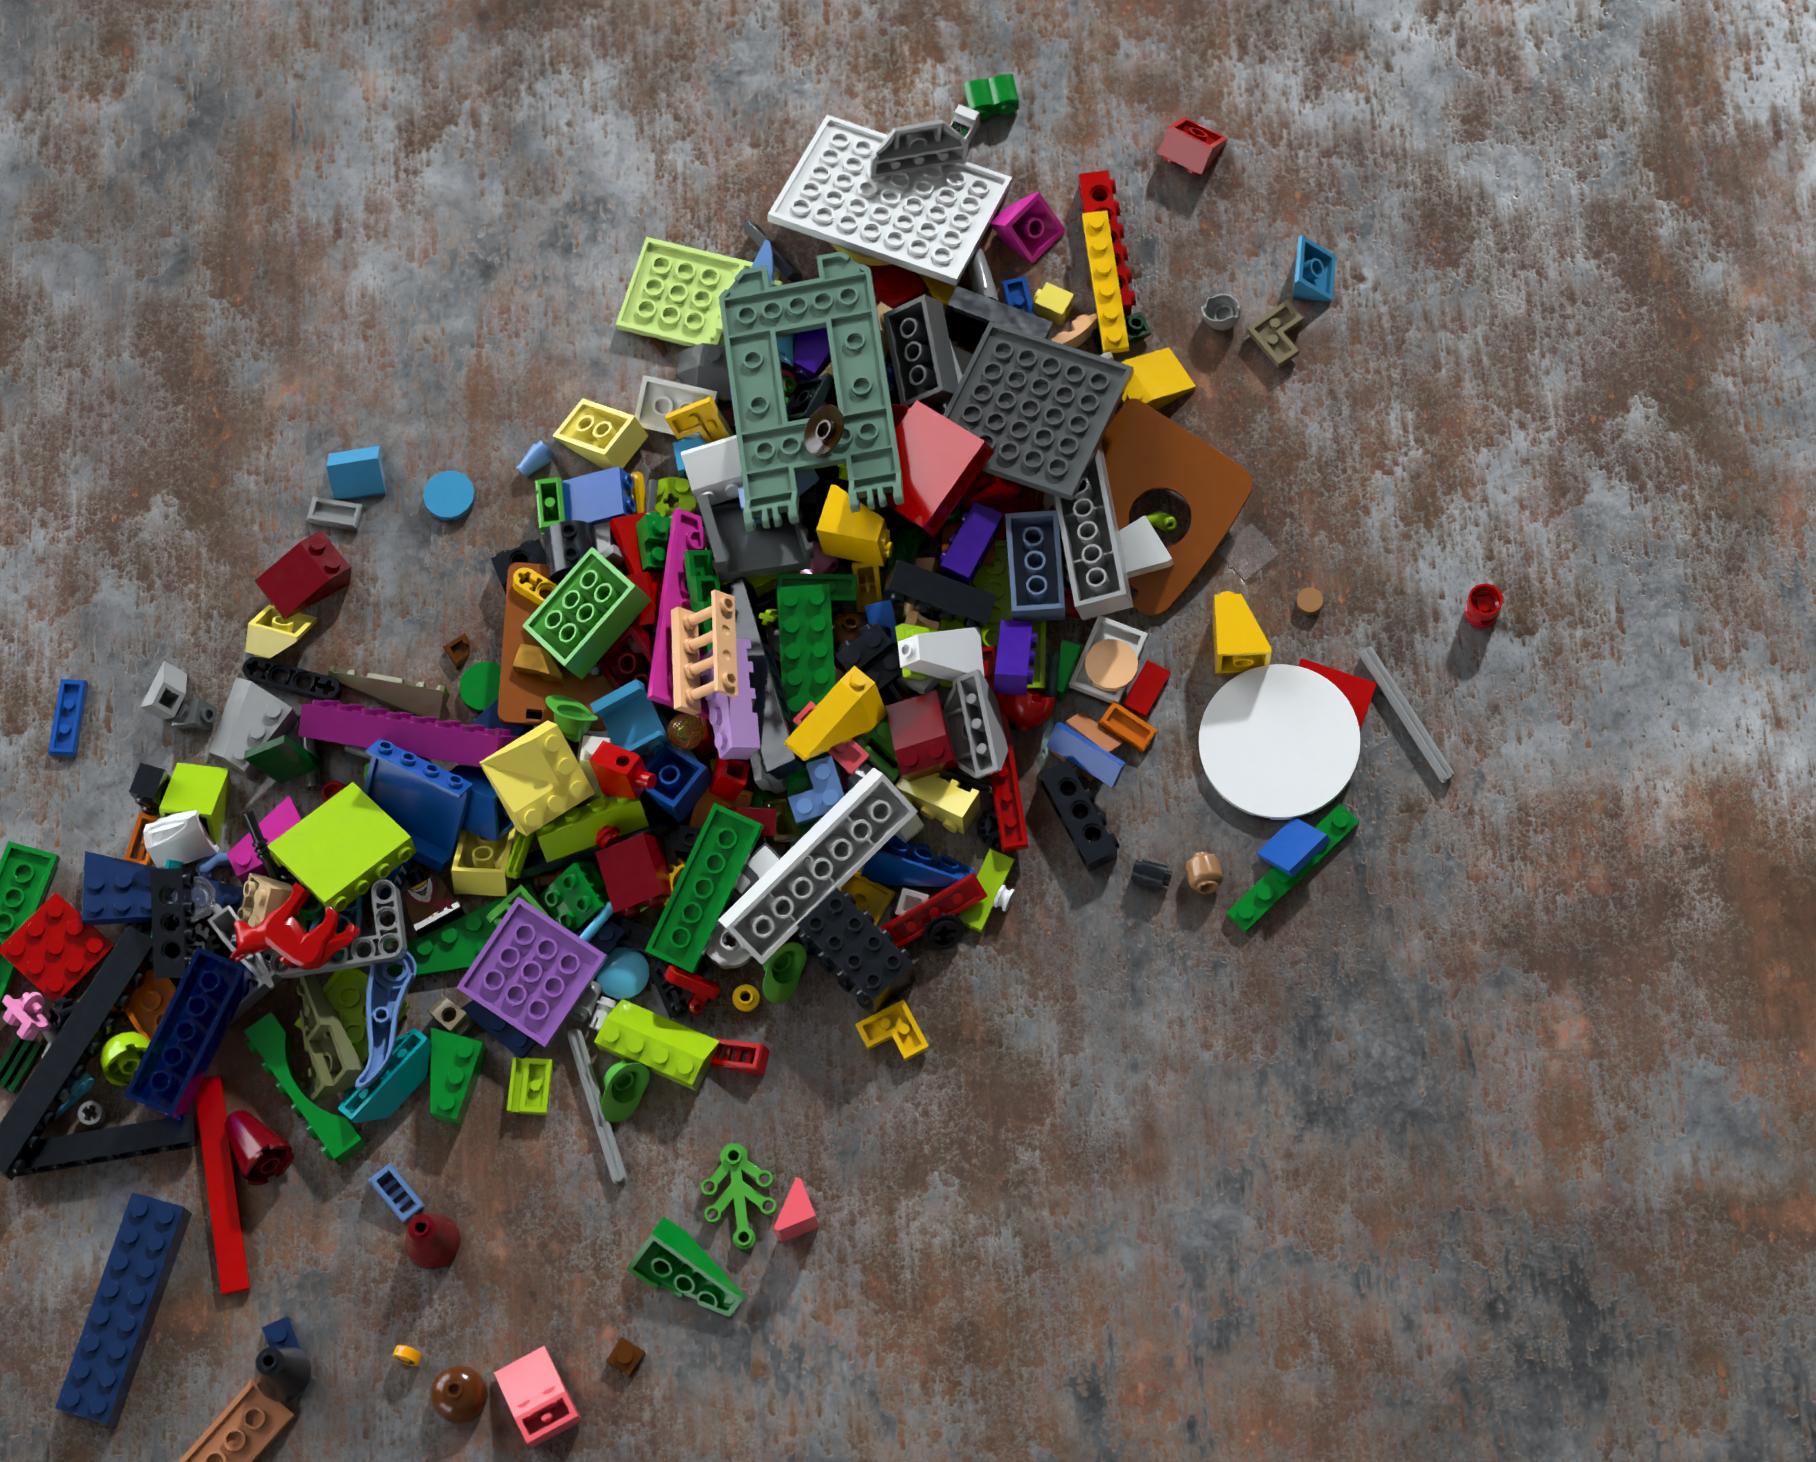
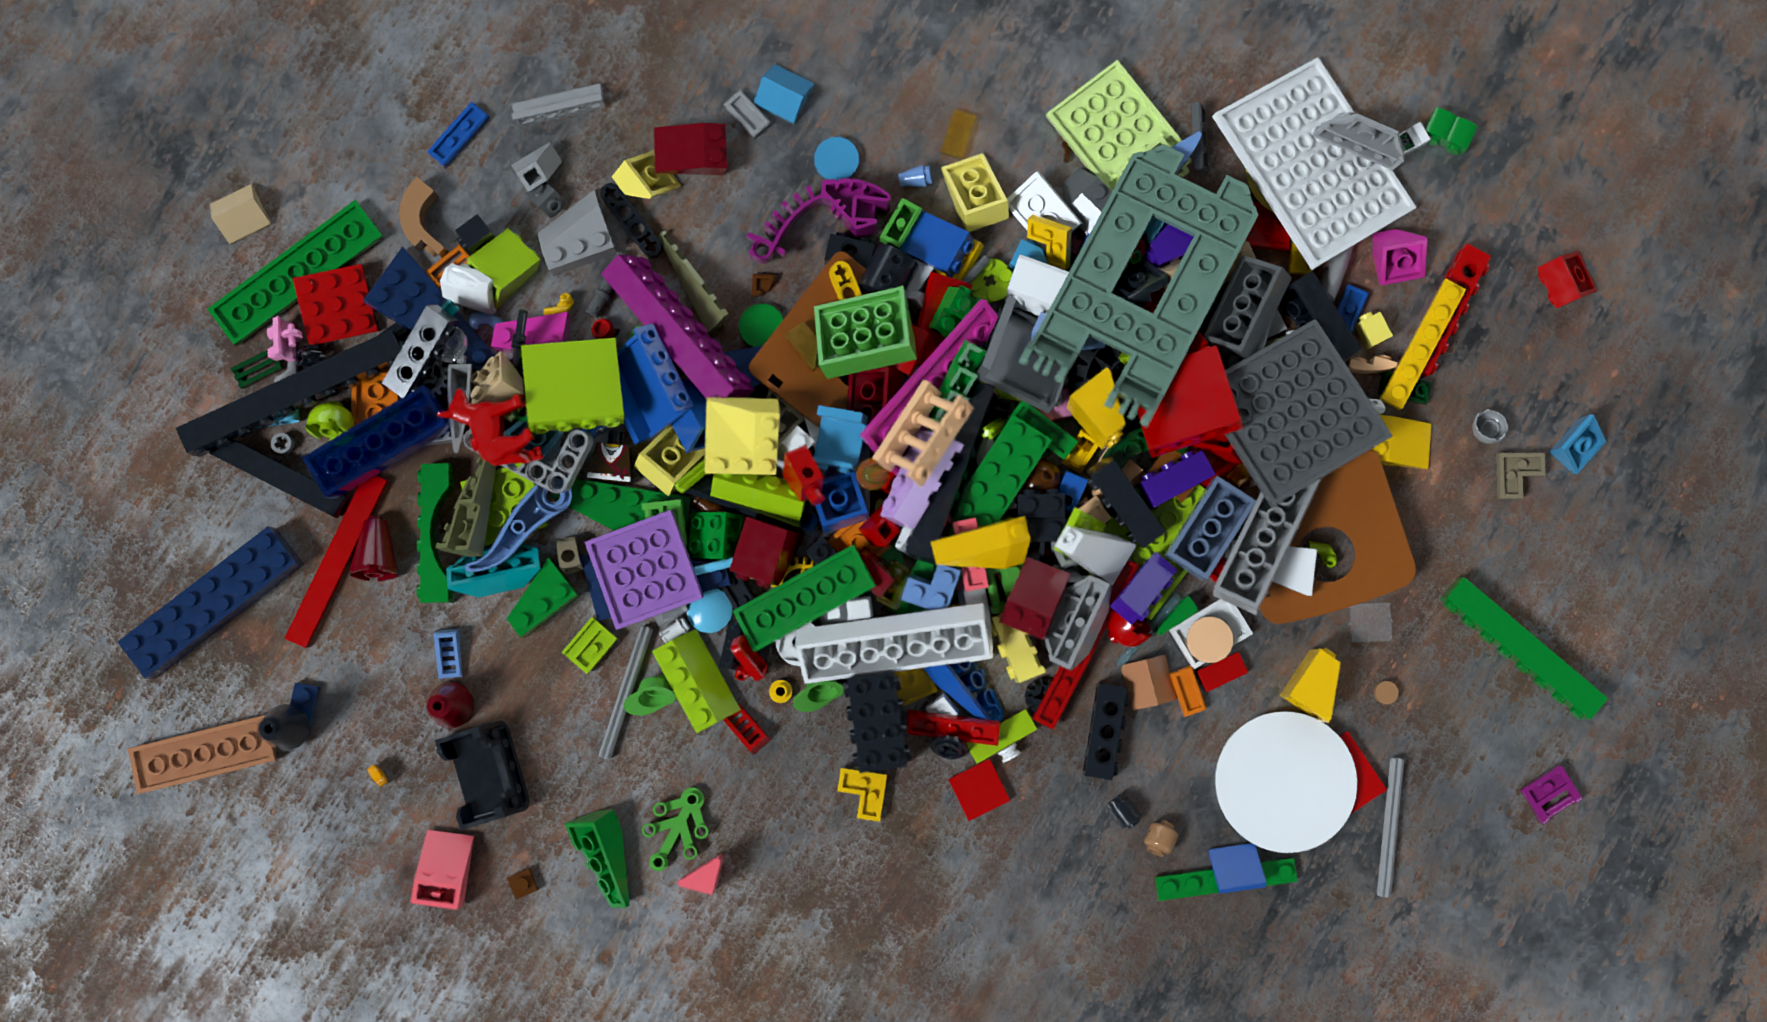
camera: 25 degrees right, 15 degrees up
(70, 805) = (412, 212): none -> medium nougat arch
(148, 626) = (558, 105): none -> light grey fence
(280, 794) = (564, 305): none -> yellow arm
(282, 759) = (579, 281): dark green tile -> none
(459, 1394) = (394, 826): reddish brown cylinder -> none
(490, 516) = (848, 199): none -> magenta piece
(511, 1275) = (486, 773): none -> black windscreen
(547, 398) = (958, 134): none -> clear yellow tile
(570, 716) = (799, 403): bright green piece -> none
(608, 836) = (763, 511): red plate -> none
(824, 430) = (1131, 323): dark brown dish -> none
(1001, 953) = (979, 789): none -> red tile
(1086, 754) = (1142, 694): blue tile -> none
(1401, 476) = (1523, 648): none -> green brick
(1483, 606) = (1506, 791): red wheel -> none
(1518, 578) = (1548, 787): none -> magenta plate

